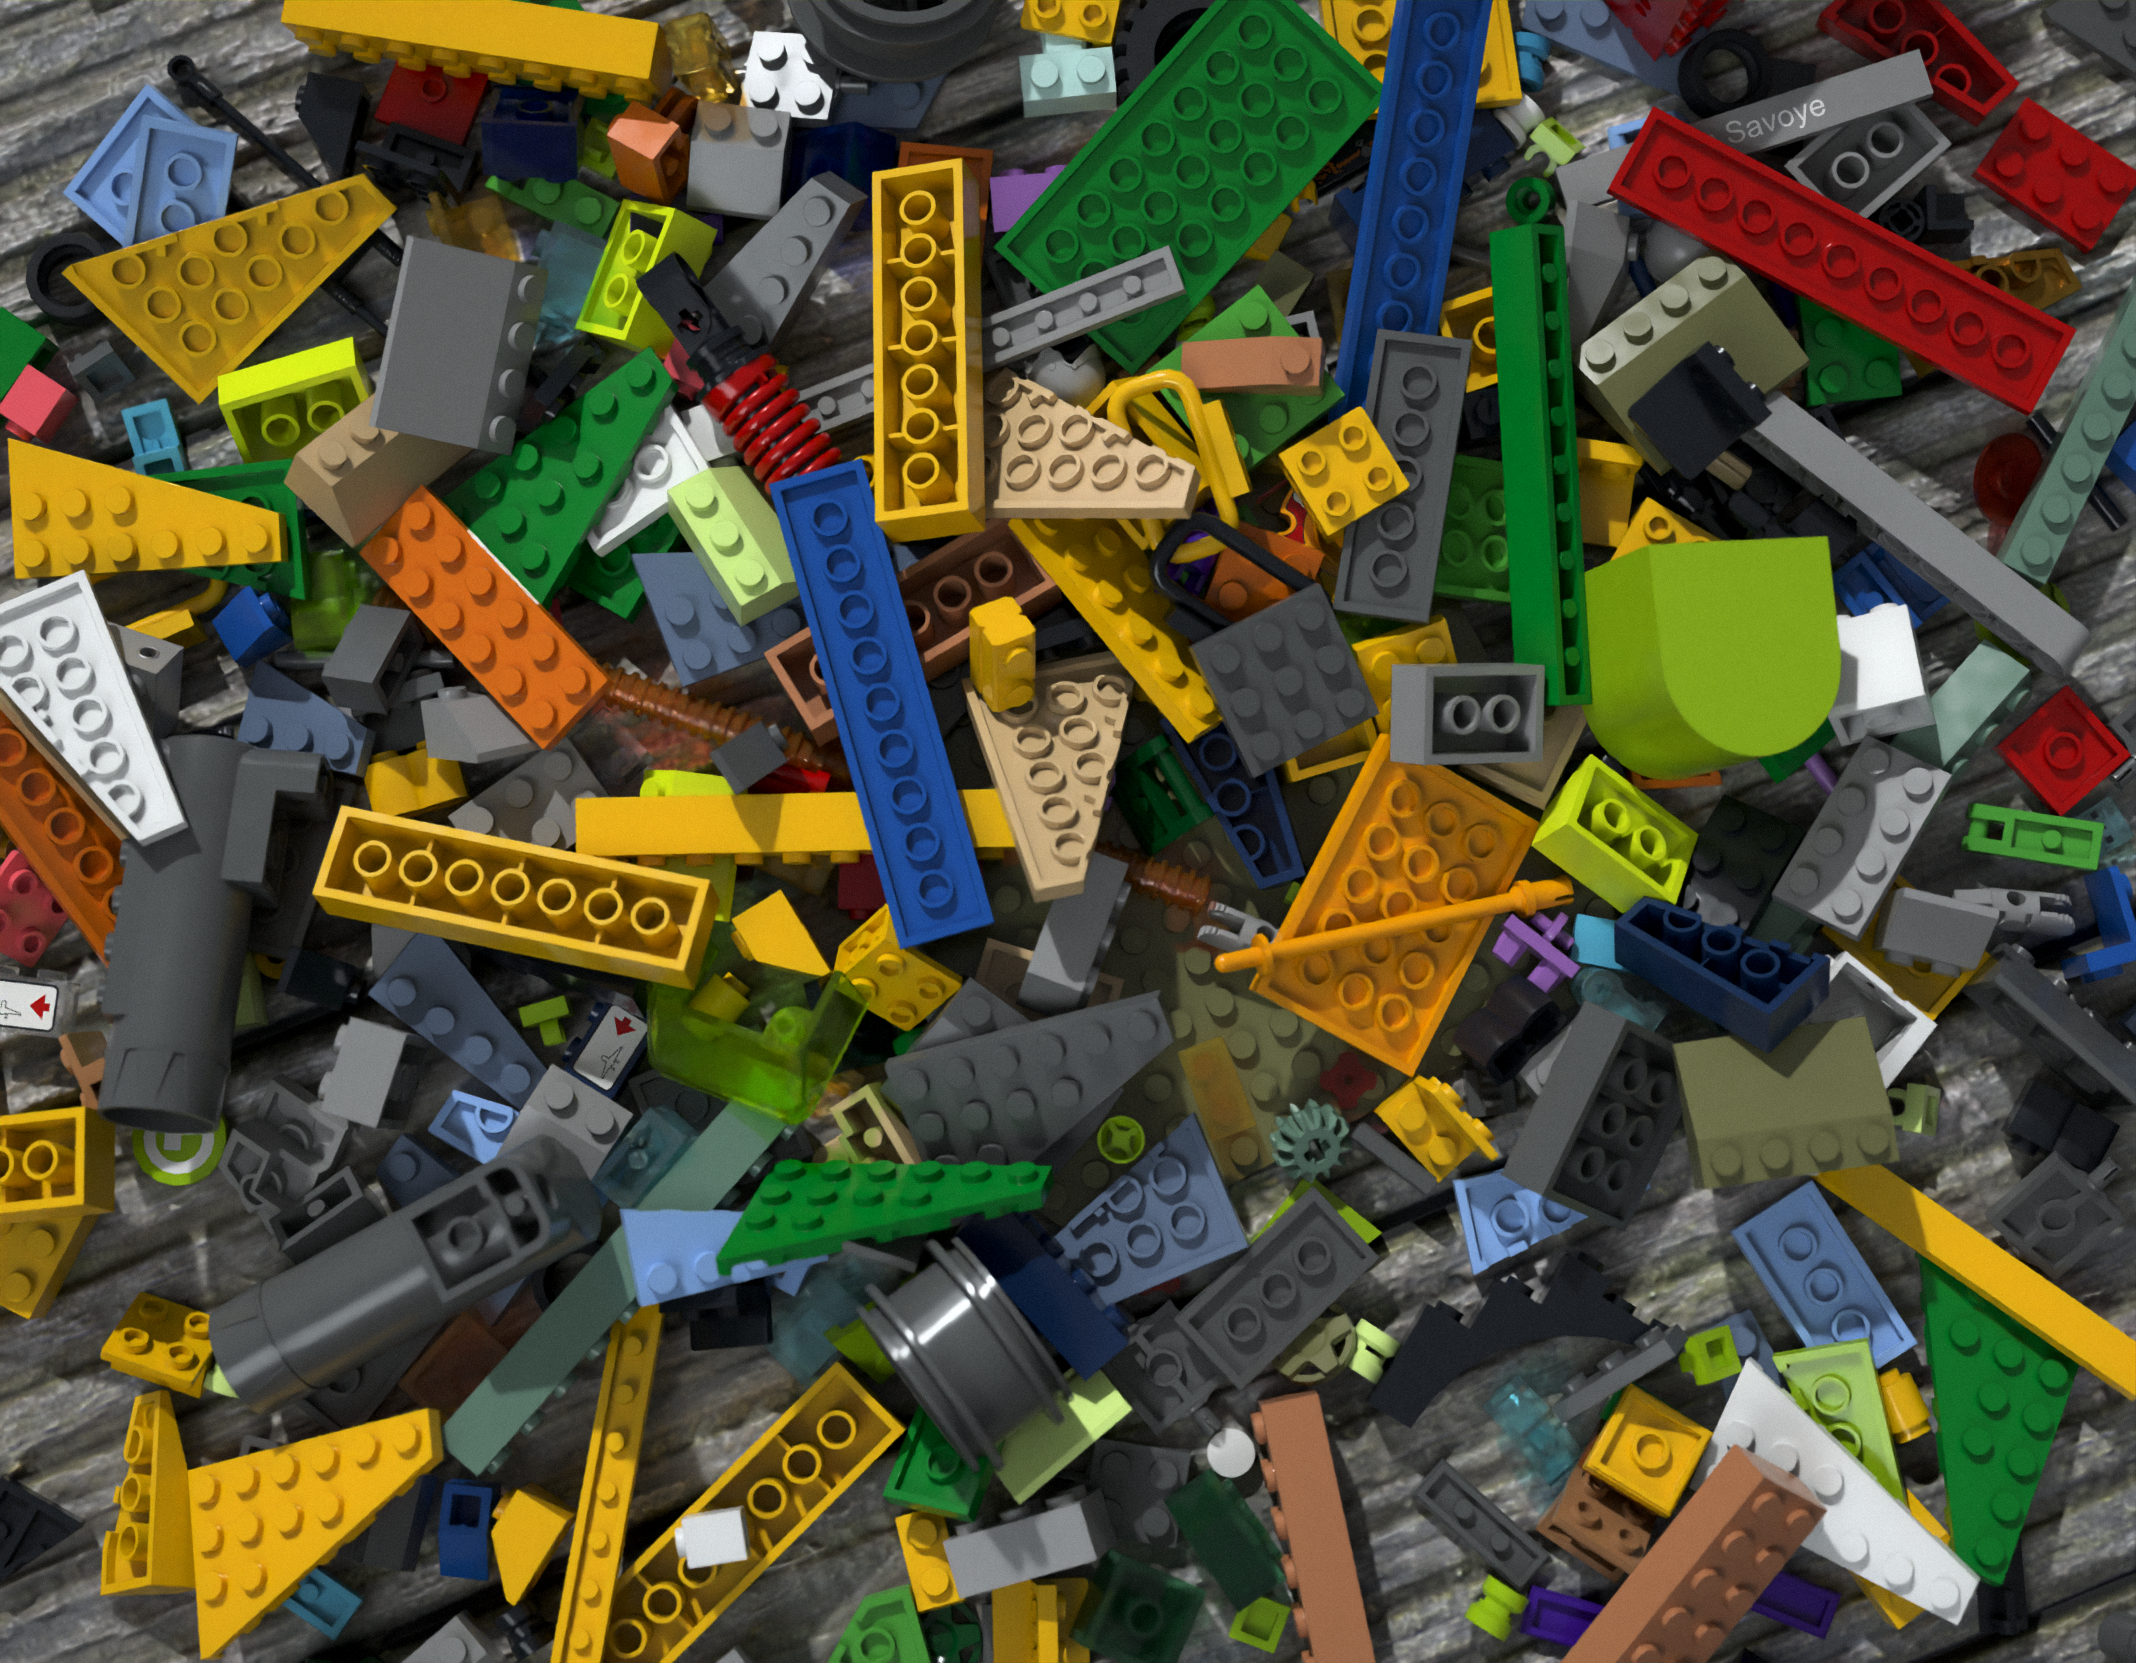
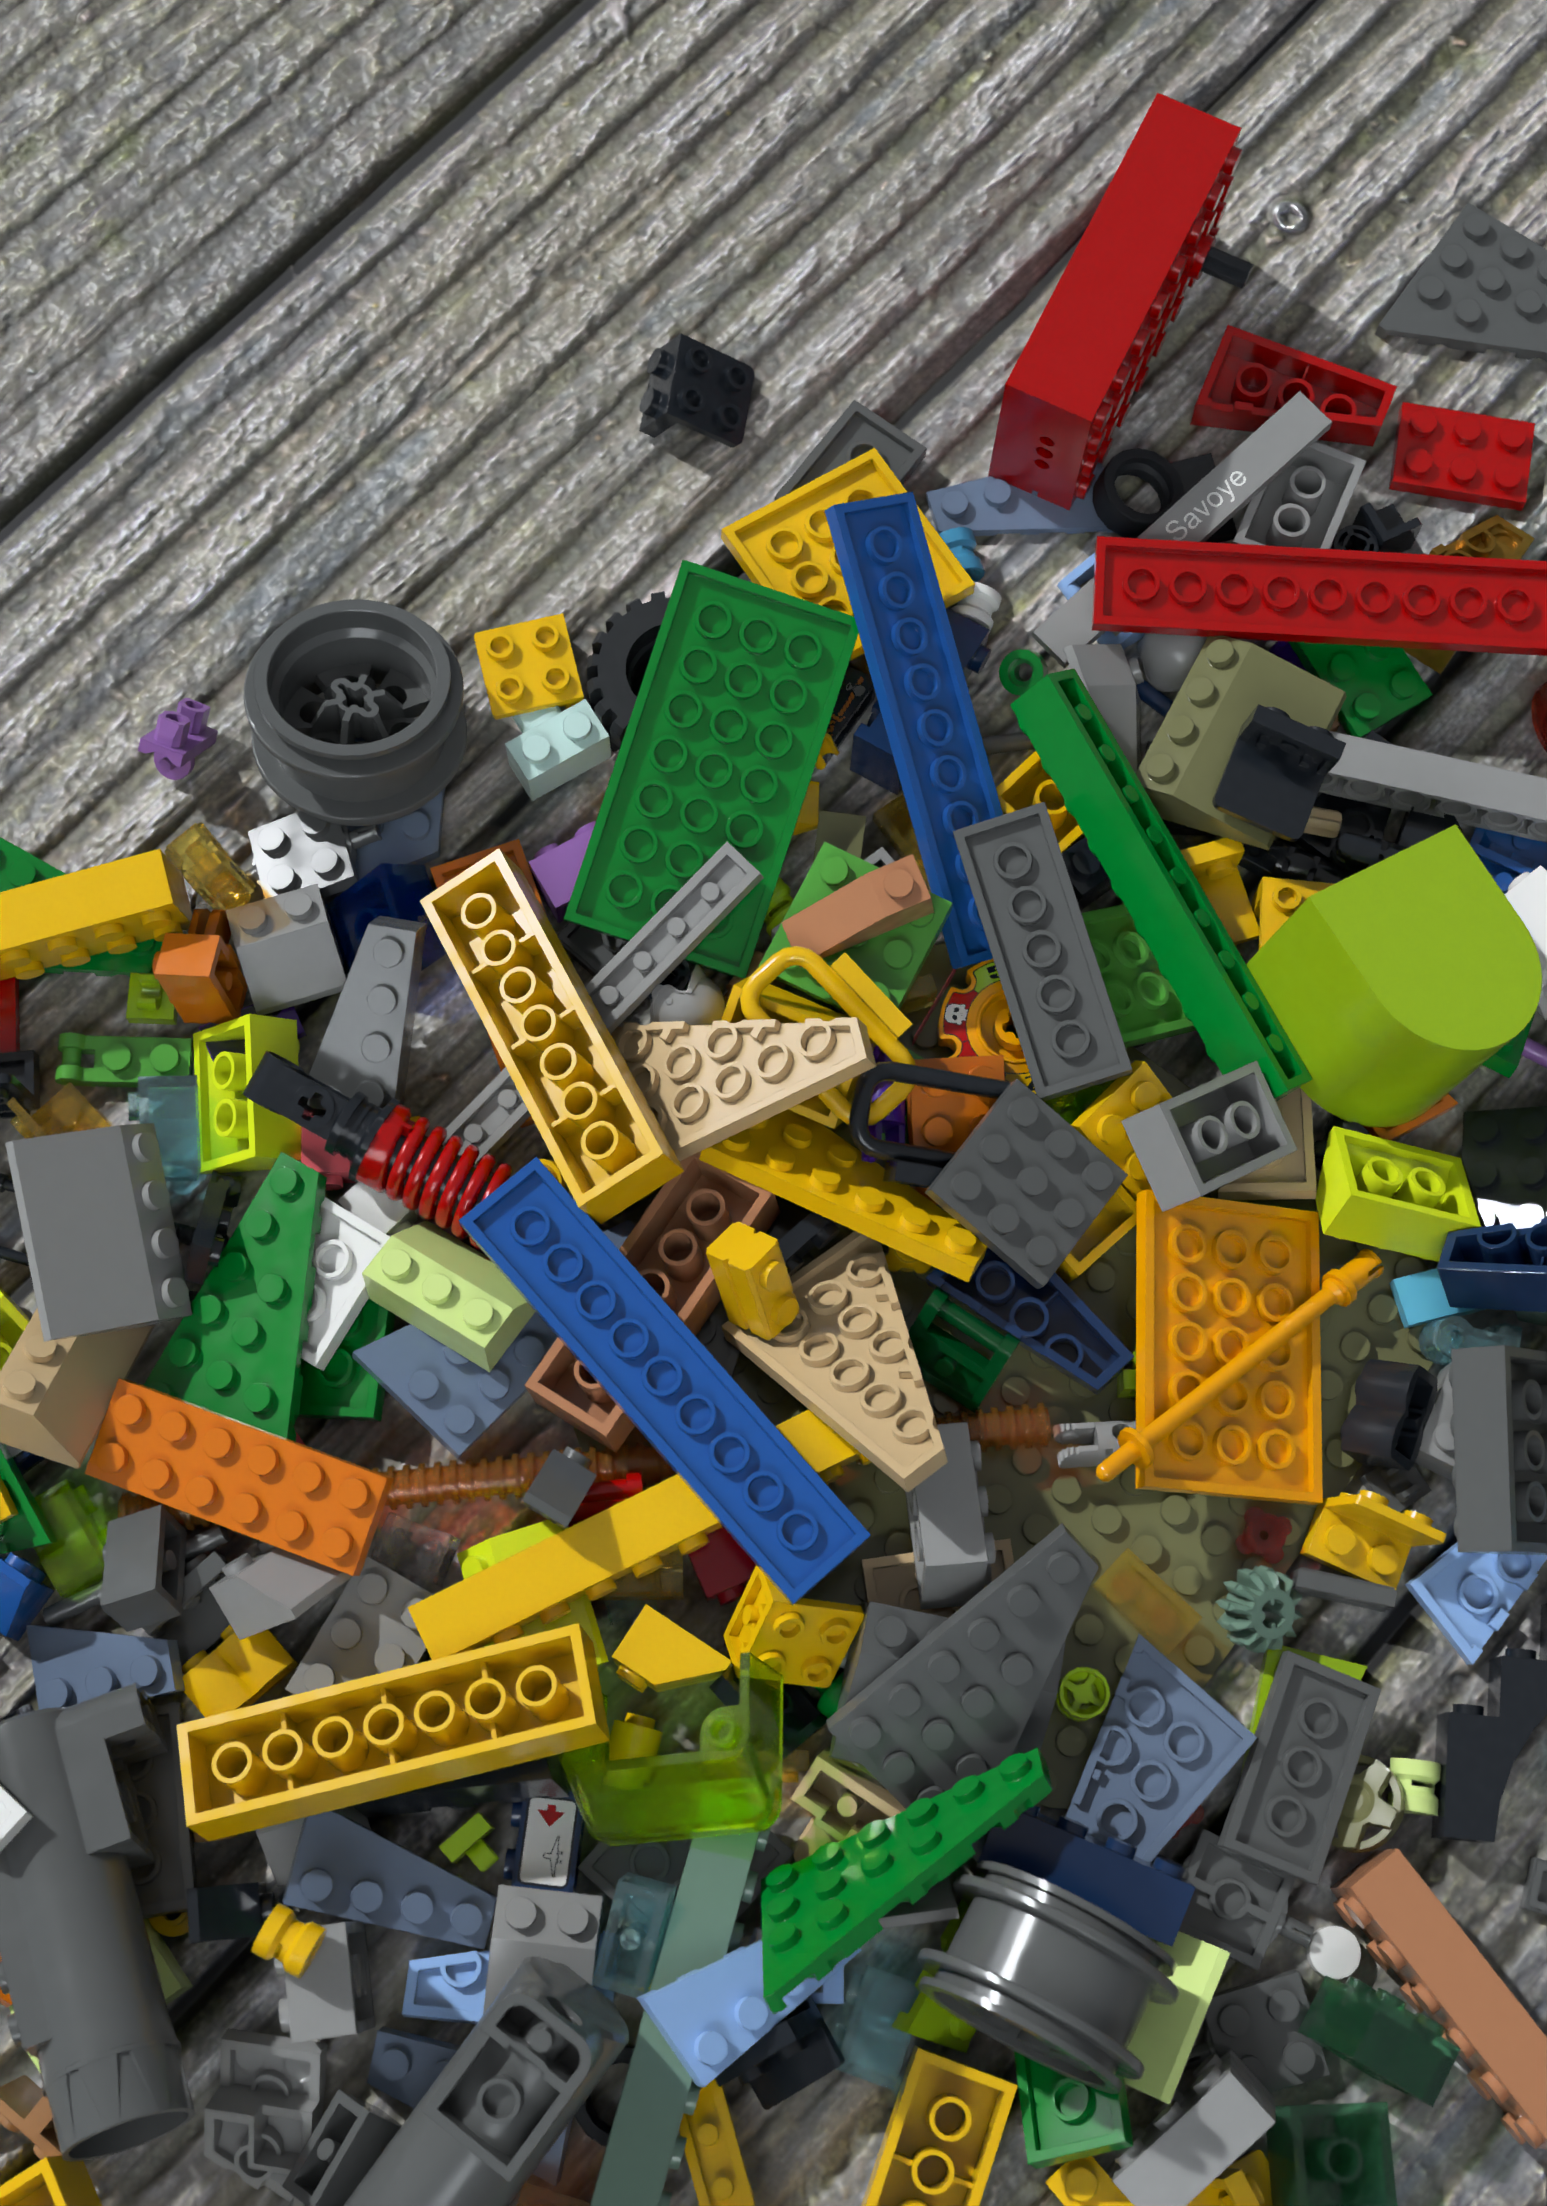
camera: 30 degrees left, 10 degrees down
(180, 1157) = (160, 2166): lime tile -> none
(352, 1027) = (289, 1940): none -> yellow wheel
(534, 133) = (82, 1009): clear blue slope -> none
(1260, 1623) = (1453, 2110): lime tile -> none
(1342, 473) = (984, 974): yellow bracket -> none
(1553, 964) = (1353, 1325): medium lavender hips -> none
(1556, 143) = (1019, 614): lime tile -> none

